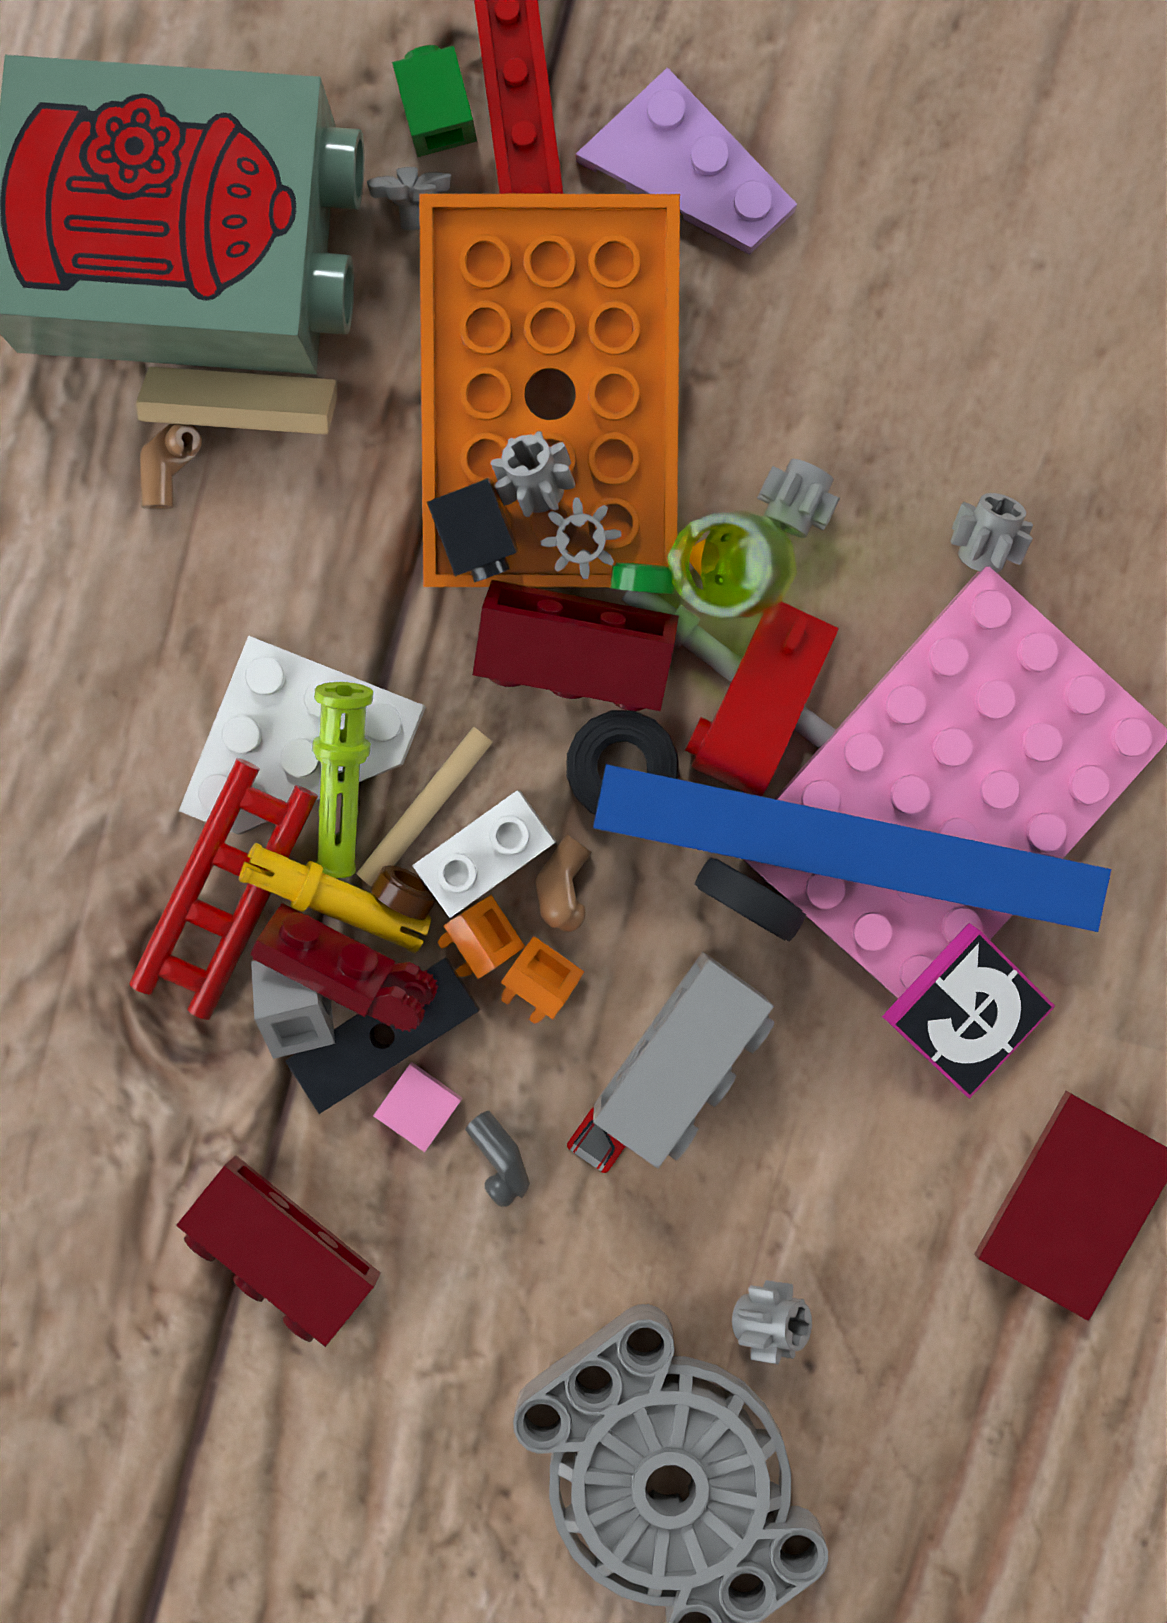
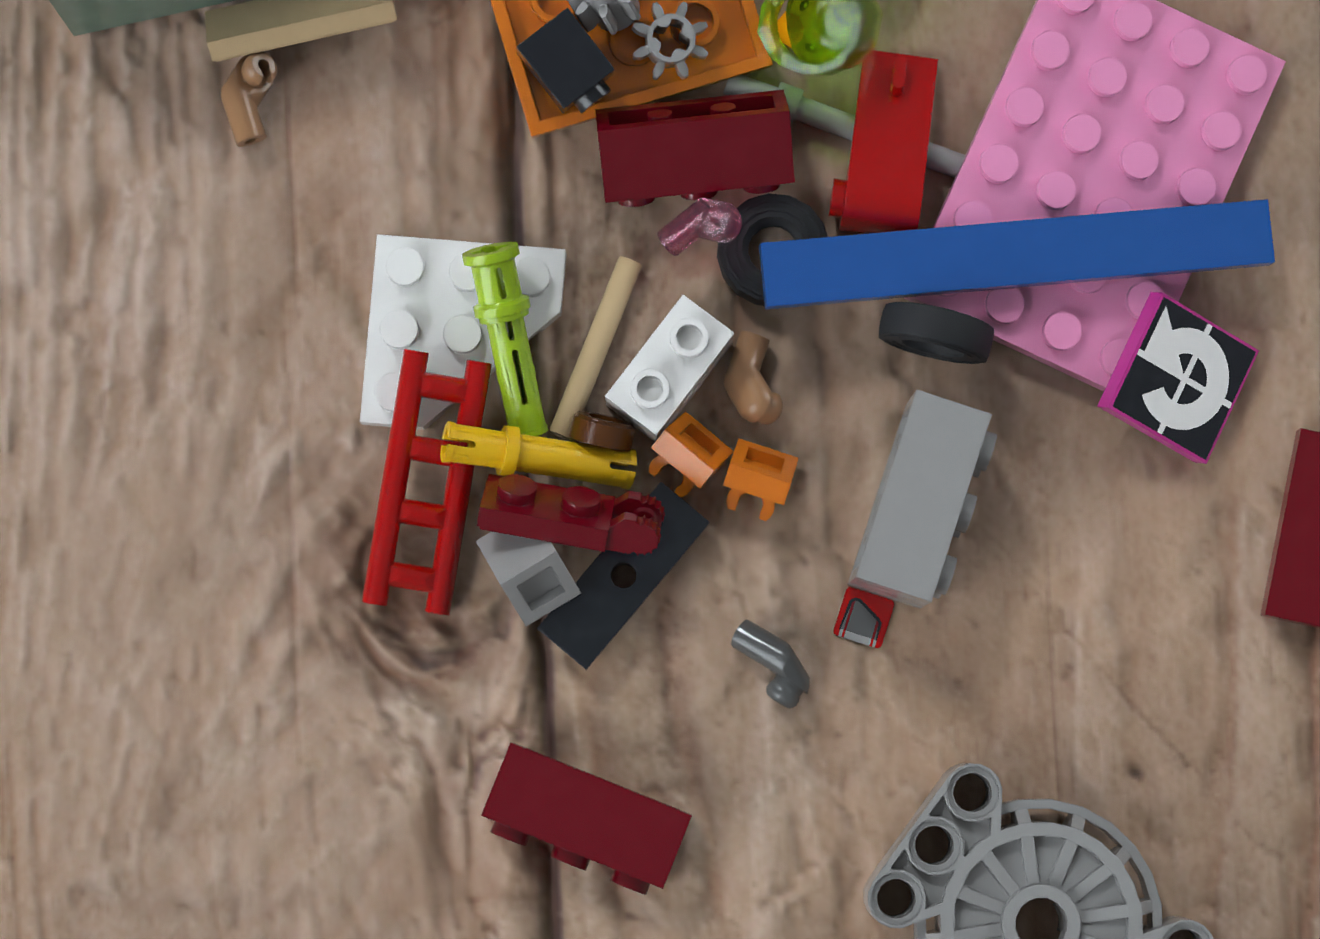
camera: 20 degrees left, 5 degrees down
(417, 1106) = (678, 637): bright pink tile -> none
(564, 718) = (703, 219): none -> clear pink arm
(642, 578) = (739, 61): green tile -> none
(772, 1322) = (1086, 734): light grey gear -> none

